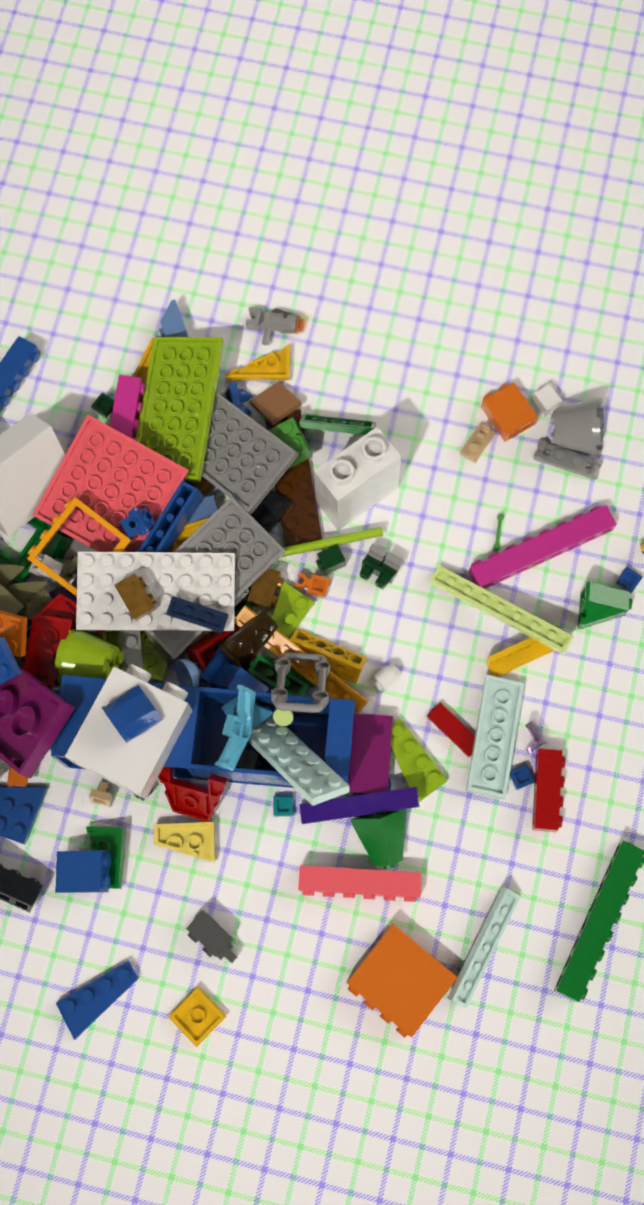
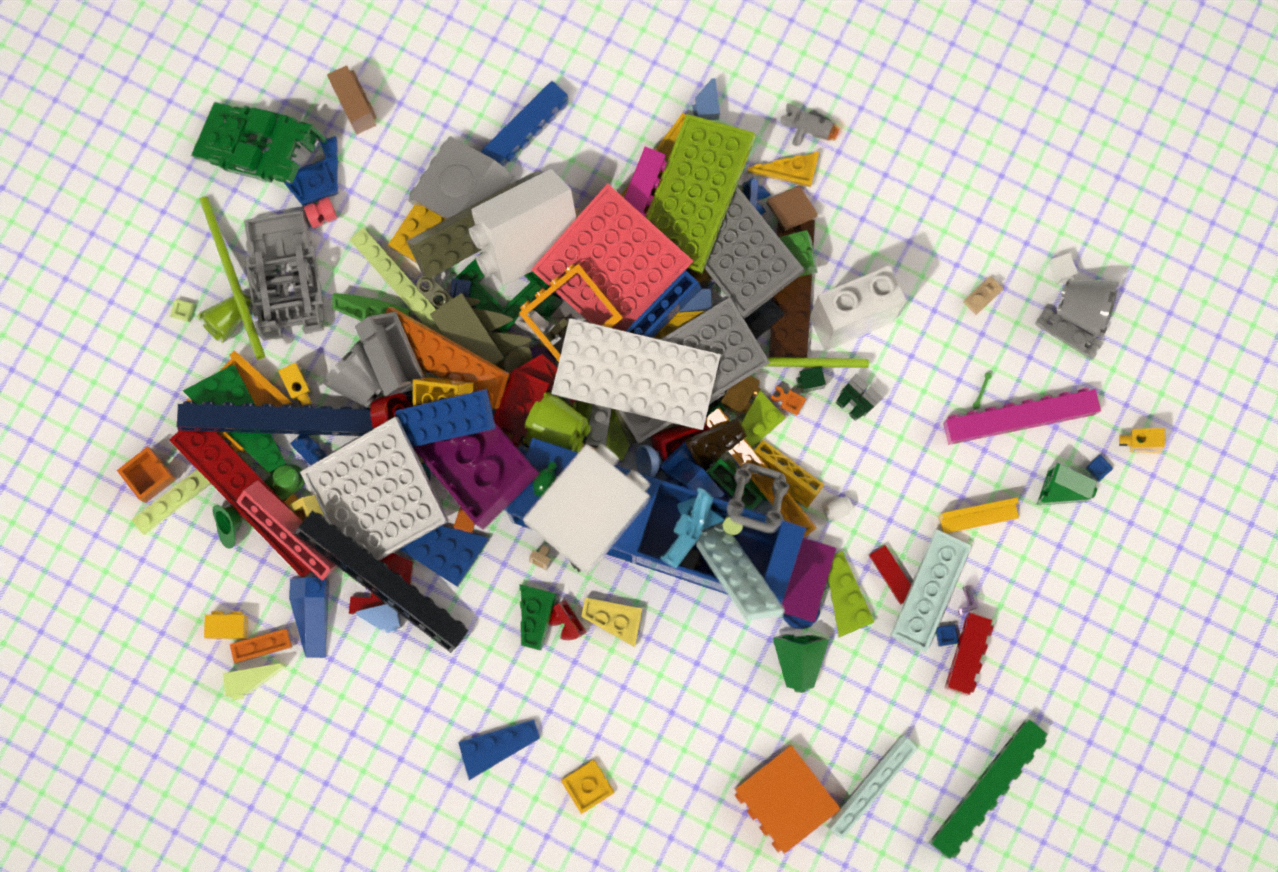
camera: 10 degrees right, 5 degrees up
(80, 712) = (544, 480): none -> green plant
(83, 871) = (509, 626): blue brick -> none
(103, 405) = (621, 171): dark green tile -> none
(132, 714) = (595, 494): blue slope -> none
(135, 596) = (616, 376): pearl gold brick -> none
(137, 522) = (633, 302): blue brick -> none
(137, 846) = (564, 614): none -> red tile
(190, 798) = (628, 583): red wing -> none
(197, 614) = (671, 407): dark blue plate -> none
(211, 936) = (618, 716): dark grey hinge -> none
(283, 806) = (711, 609): teal tile -> none
(336, 424) = (849, 246): green tile -> none
(359, 882) = (768, 698): coral brick -> none
(360, 805) = (787, 627): dark purple tile -> none
(501, 610) = (966, 469): yellowish green plate -> none
(509, 411) = (1022, 271): orange brick -> none

